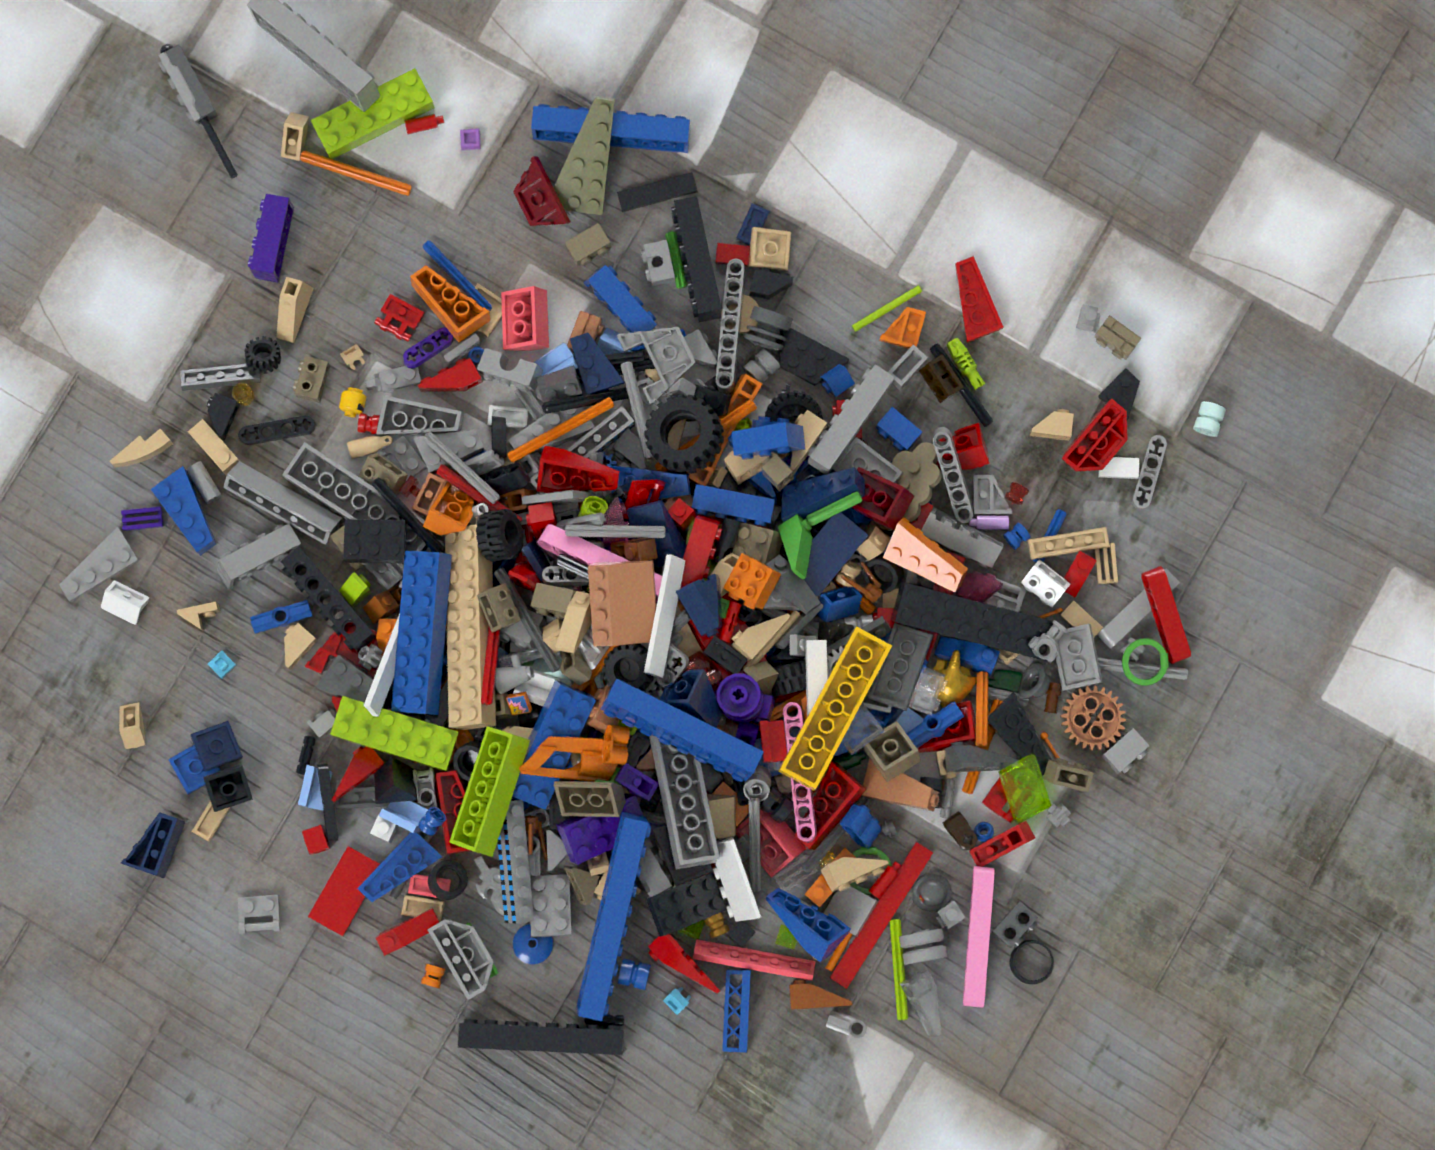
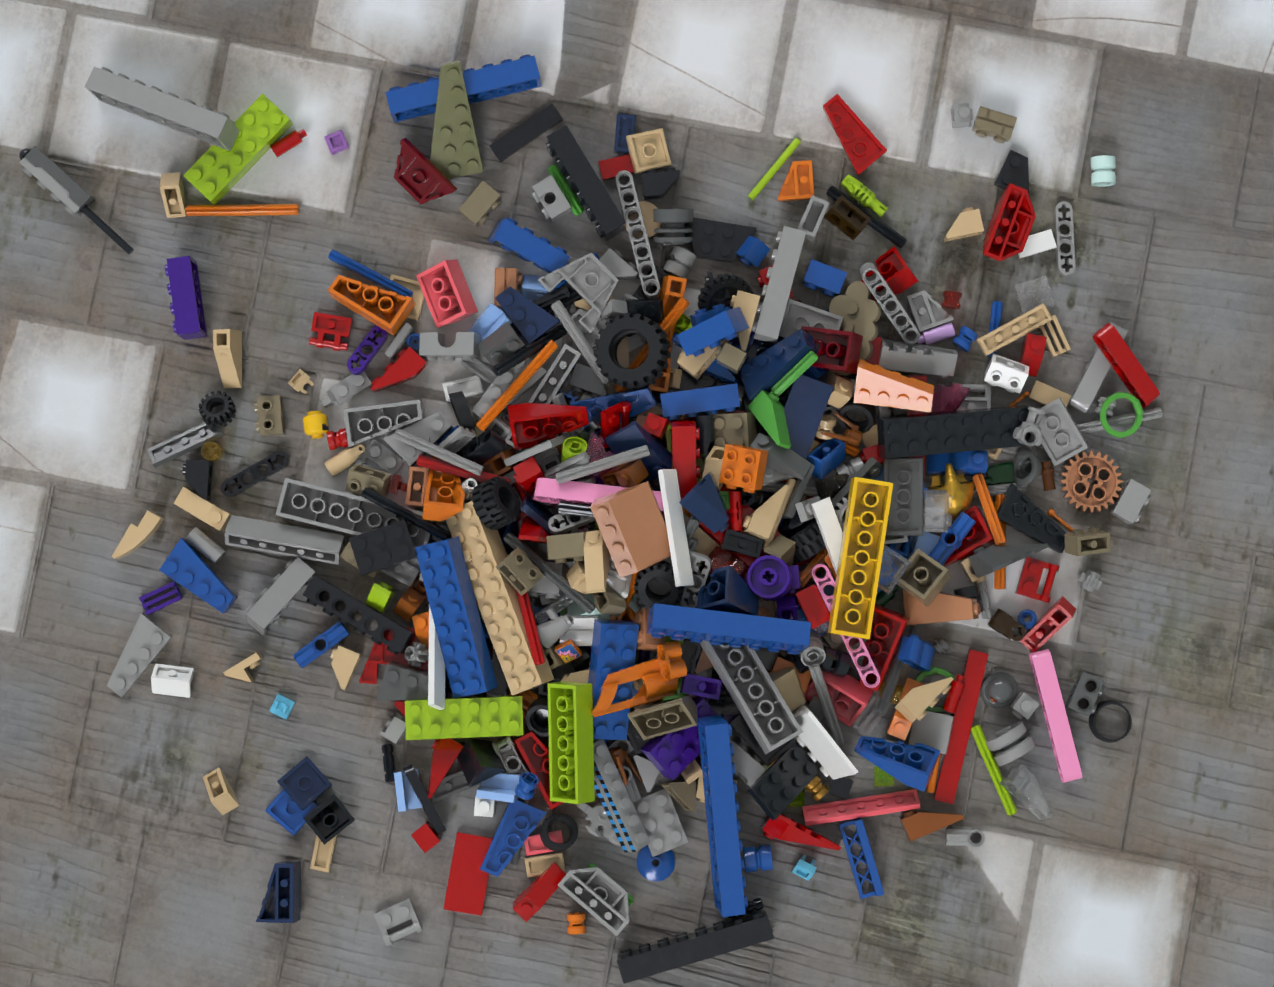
camera: 20 degrees left, 5 degrees up
(1025, 788) = (1052, 568): clear neon green tile -> none

